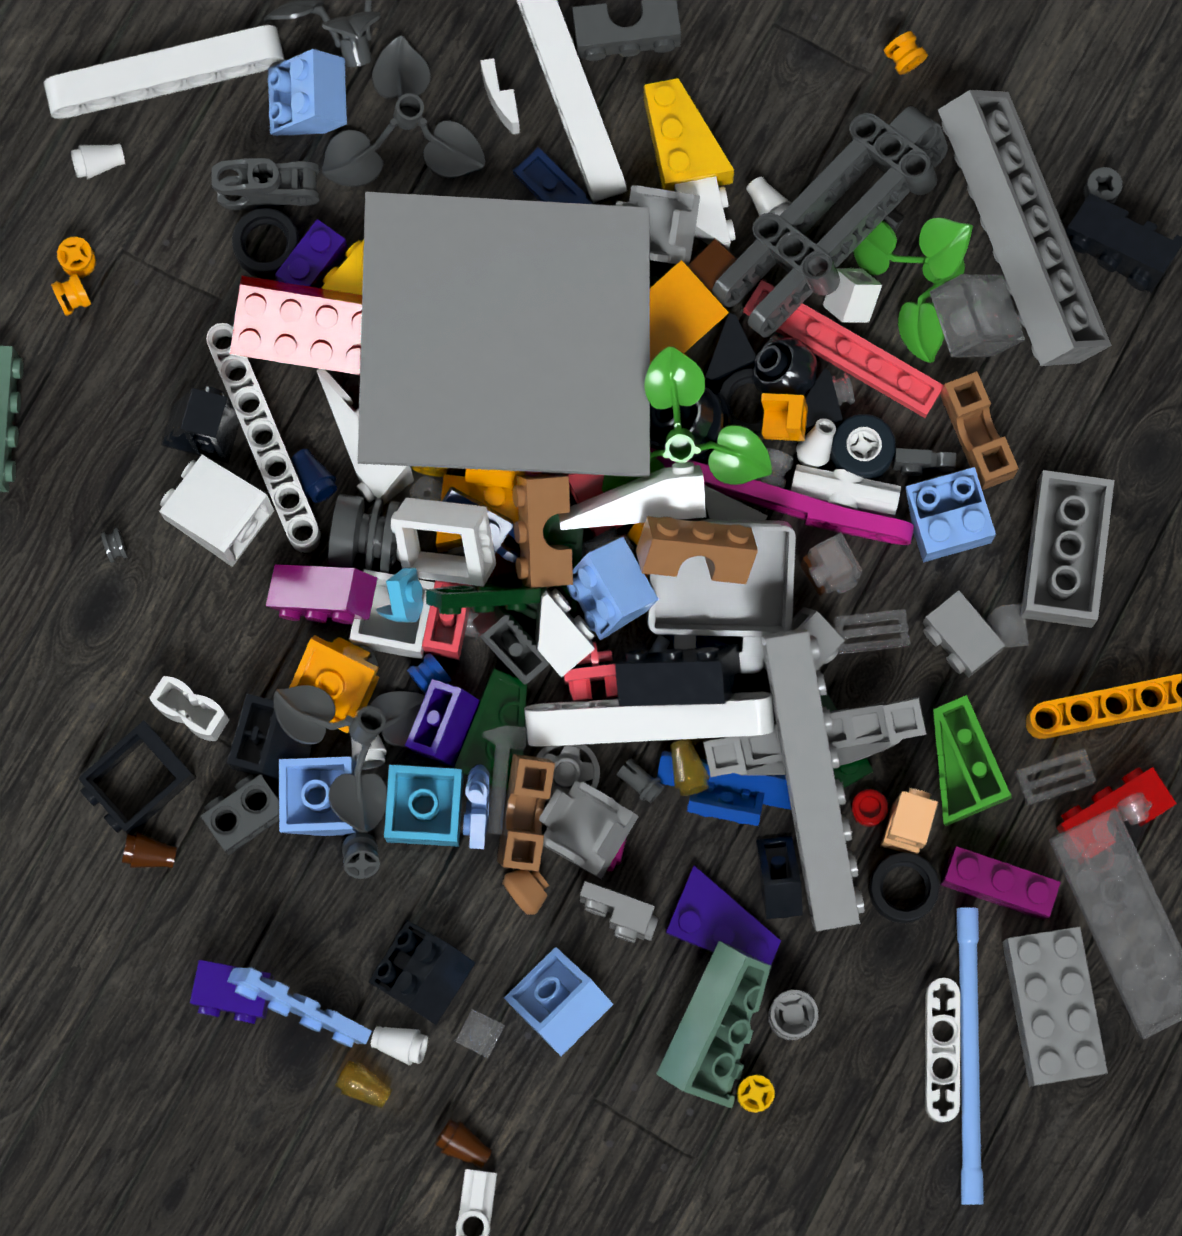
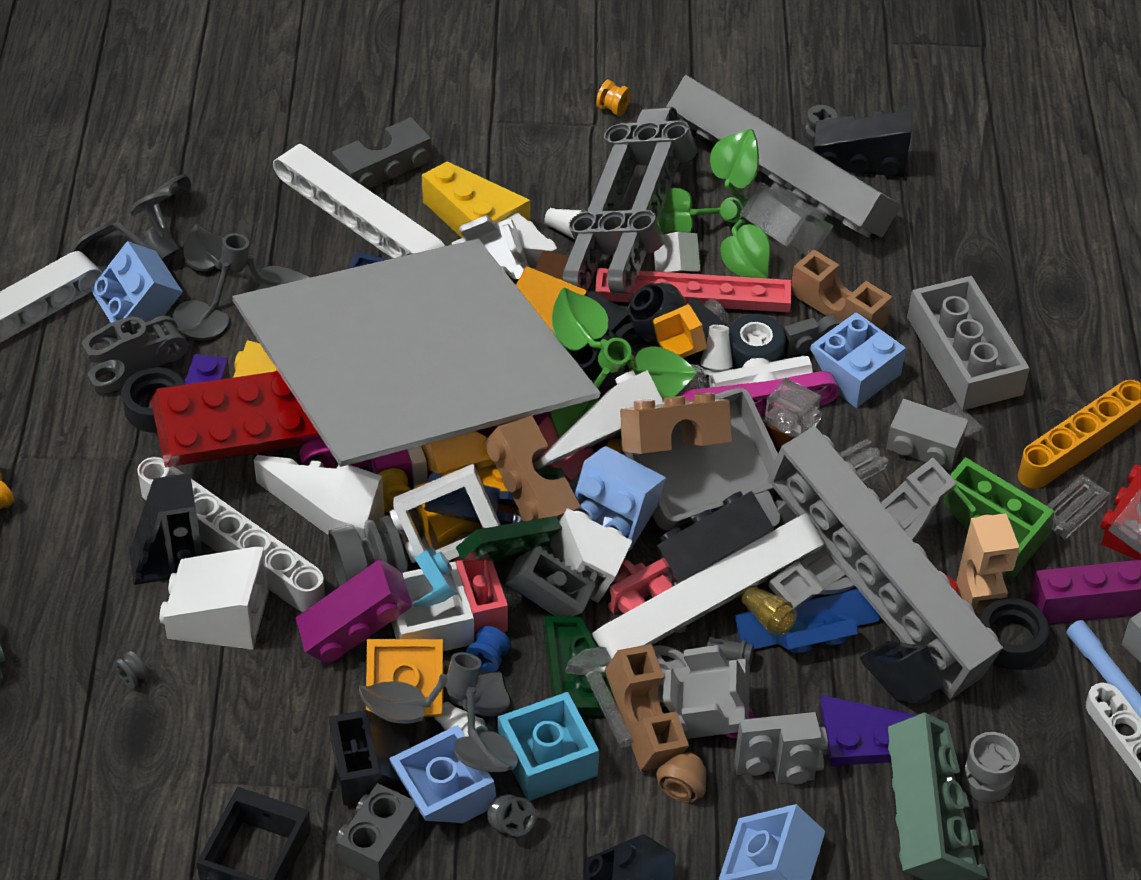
camera: 30 degrees left, 30 degrees down
(181, 705) = (272, 762): white brick -> none
(313, 476) = (299, 542): dark blue cone -> none
(442, 723) = (523, 668): dark purple brick -> none
(477, 806) = (603, 717): medium blue plate -> none
(502, 101) = (306, 235): white slope -> none
(761, 1092) = (1001, 840): yellow wheel -> none

